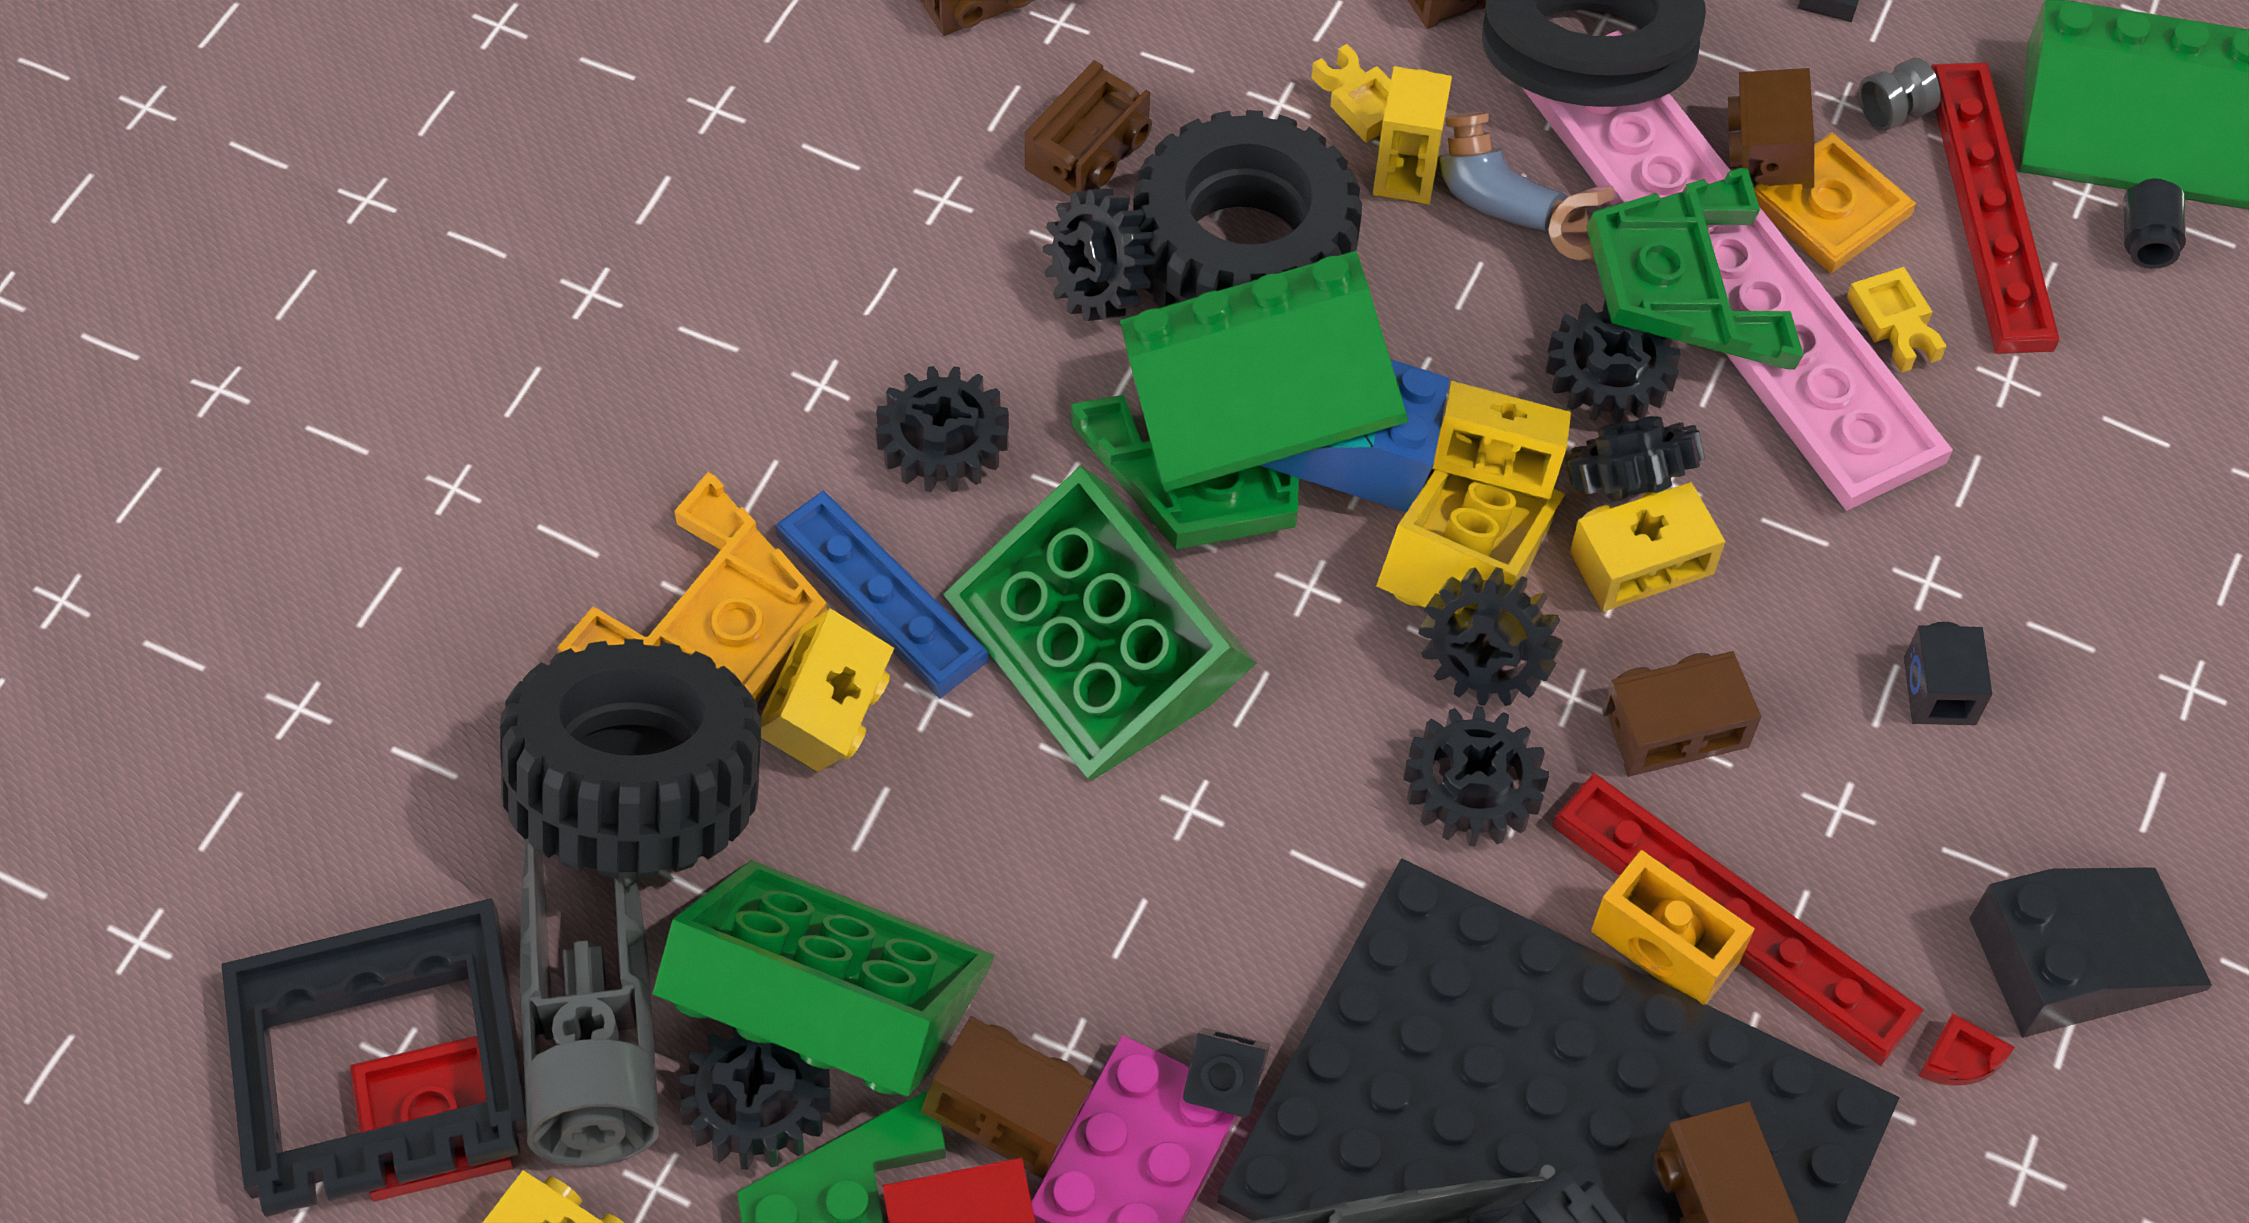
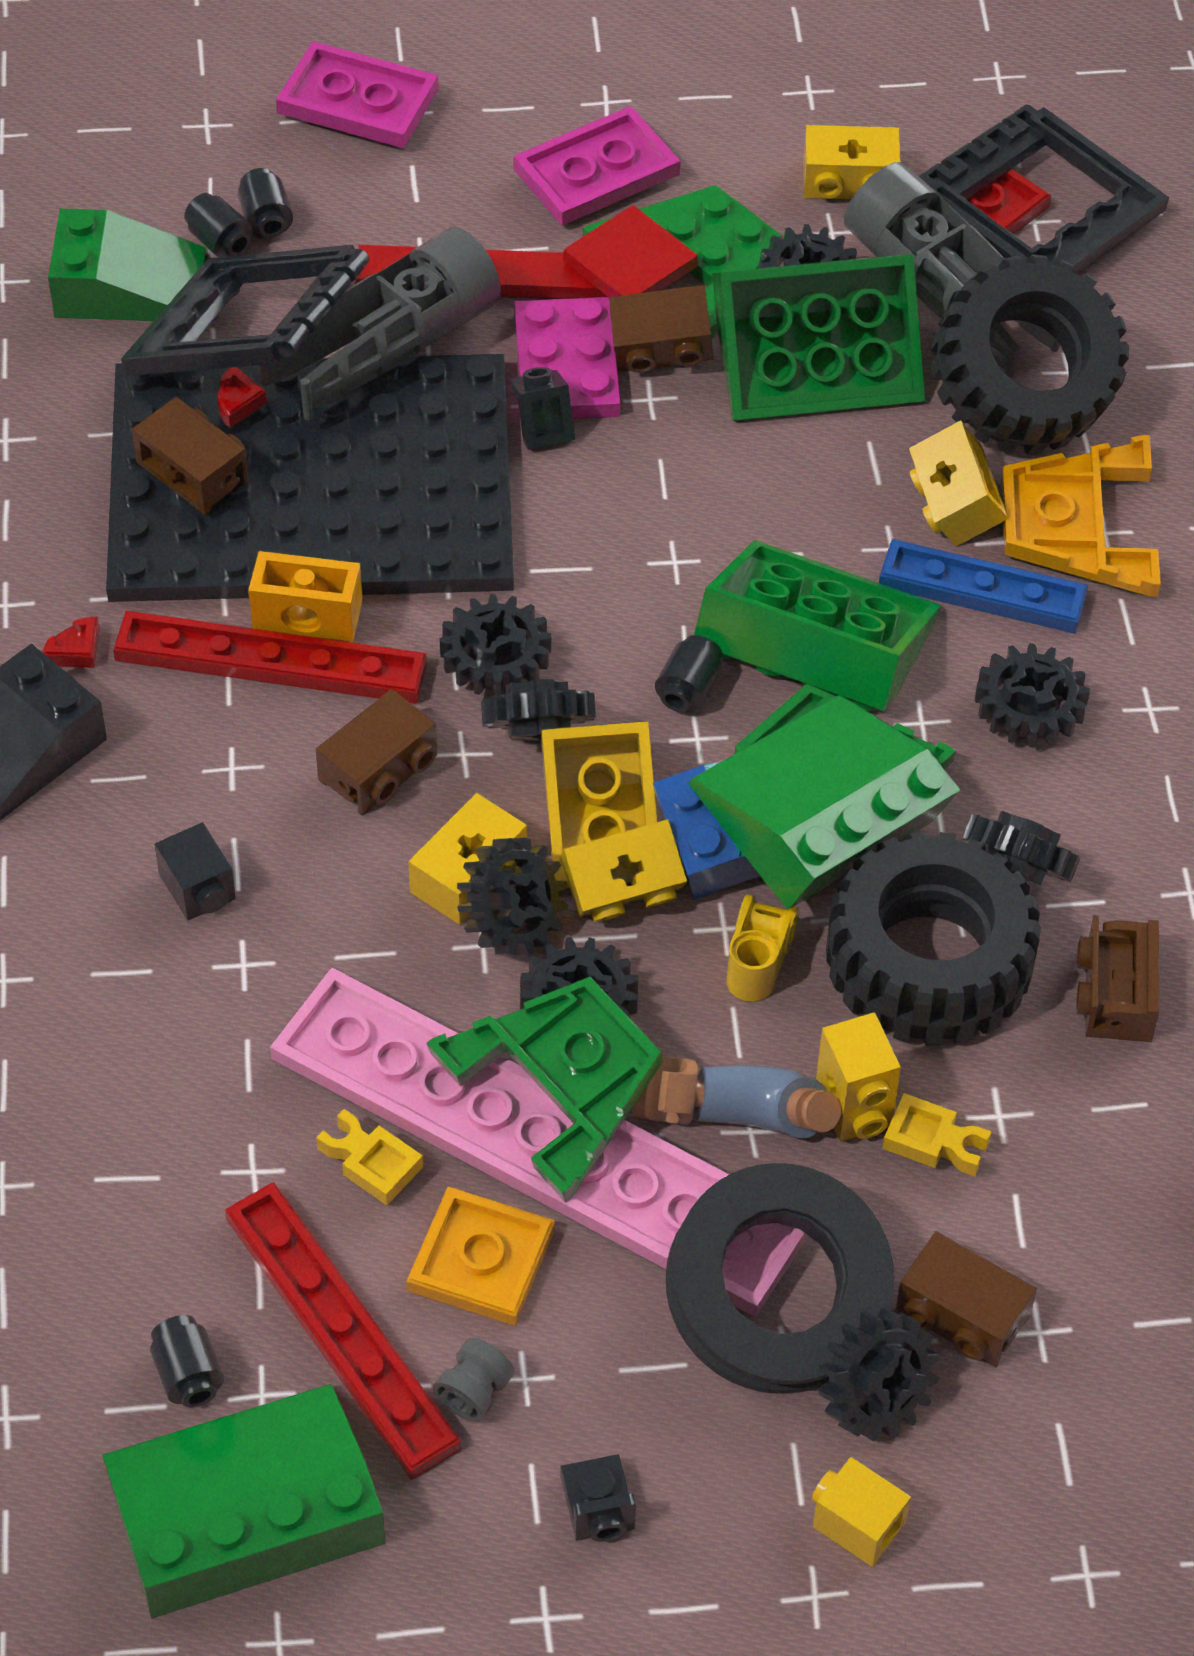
camera: 150 degrees right, 5 degrees down
(1285, 632) = (689, 674): none -> black brick
(1405, 324) = (758, 948): none -> yellow piece
(1773, 127) = (561, 1260): reddish brown hinge -> none

